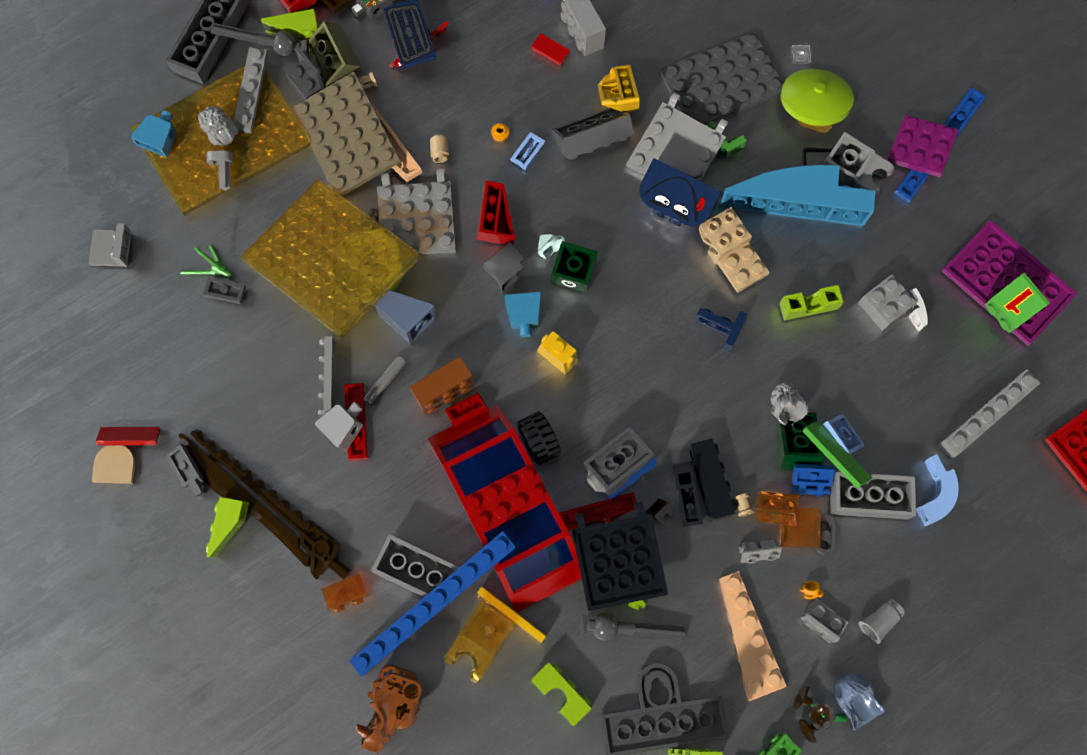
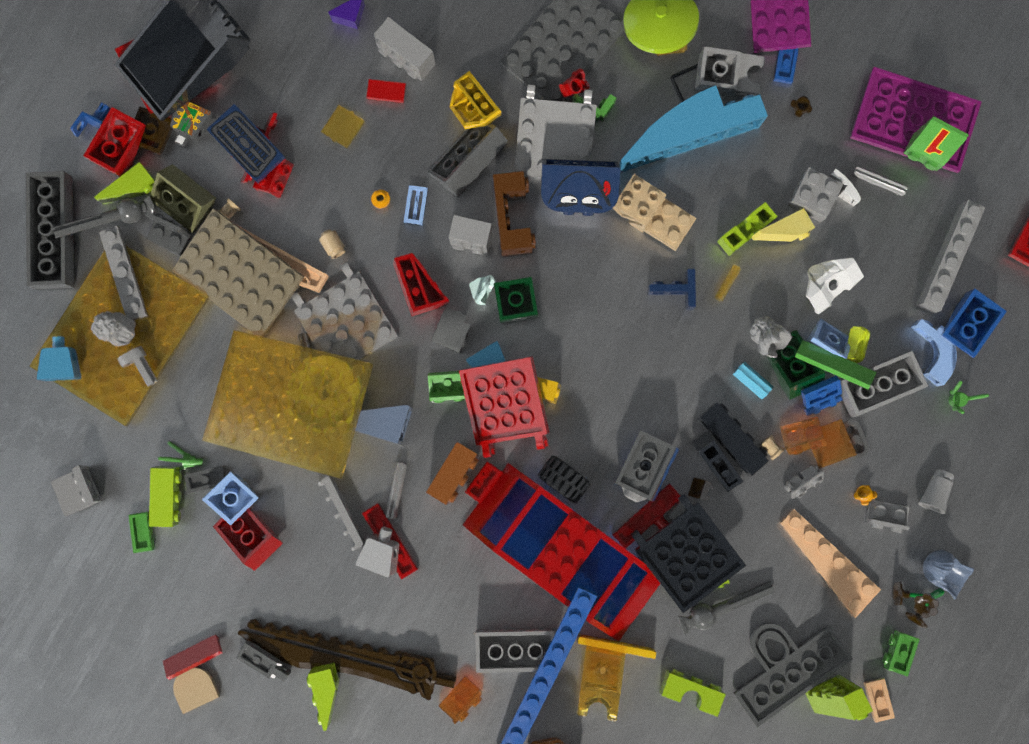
camera: 20 degrees left, 10 degrees up
(145, 309) = (141, 532): none -> bright green tile
(182, 286) = (164, 496): none -> lime brick
(234, 355) = (249, 538): none -> red slope
(237, 313) = (230, 497): none -> light blue slope
(419, 75) = (276, 180): none -> red bracket
(477, 311) = (445, 386): none -> bright green bracket
(499, 61) = (342, 126): none -> clear yellow piece
(519, 346) = (505, 403): none -> plate
(562, 193) = (470, 235): none -> light grey brick
(614, 171) = (509, 188): none -> reddish brown plate
(715, 113) = (574, 84): none -> red plate
(754, 437) = (753, 380): none -> medium azure axle
(771, 343) = (727, 283): none -> clear yellow piece
(847, 318) = (787, 229): none -> light yellow slope
(868, 449) = (858, 343): none -> neon yellow piece
(883, 380) = (843, 270): none -> white piece
(913, 220) = (801, 101): none -> dark brown plate
(941, 545) = (960, 399): none -> bright green plant
(953, 319) = (880, 180): none -> light grey axle
(984, 479) = (973, 322): none -> blue slope

